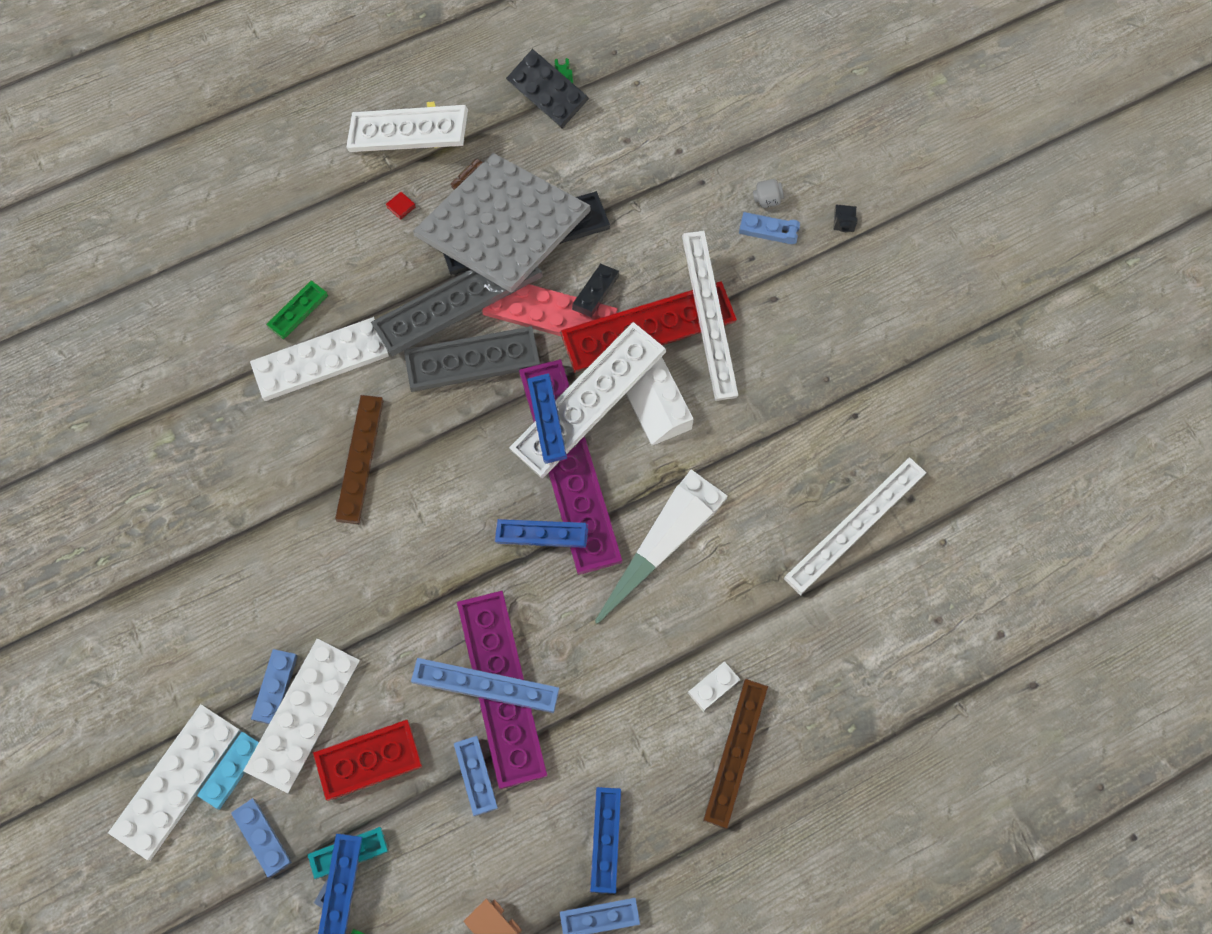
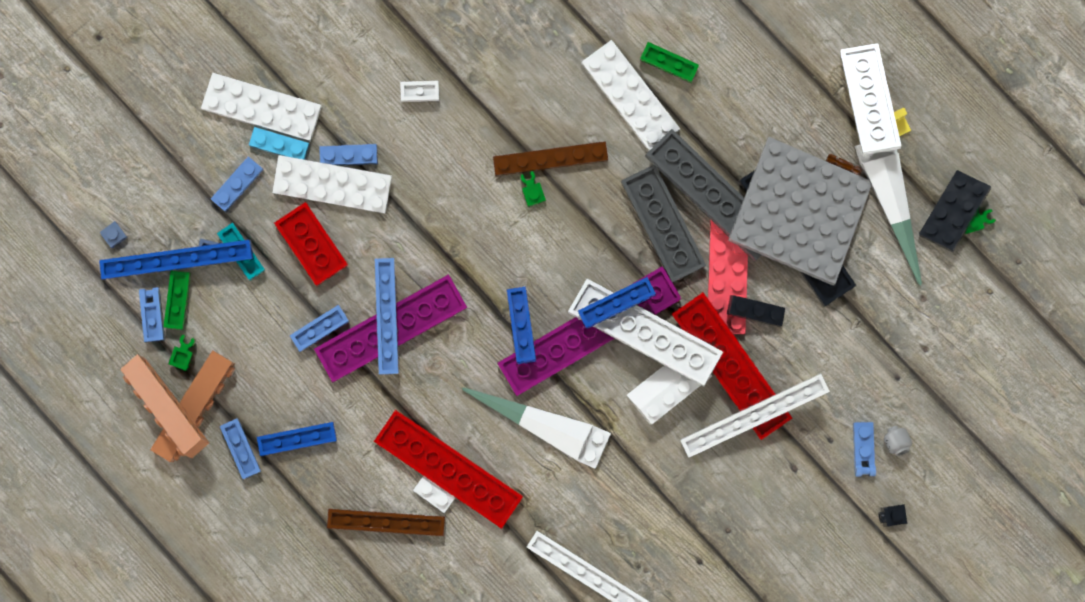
camera: 70 degrees right, 15 degrees up
(228, 582) = (419, 91): none -> white plate
(391, 487) = (533, 192): none -> green plate
(400, 205) = (796, 116): red tile -> none
(489, 139) = (887, 181): none -> white plate
(687, 662) = (448, 469): none -> red plate

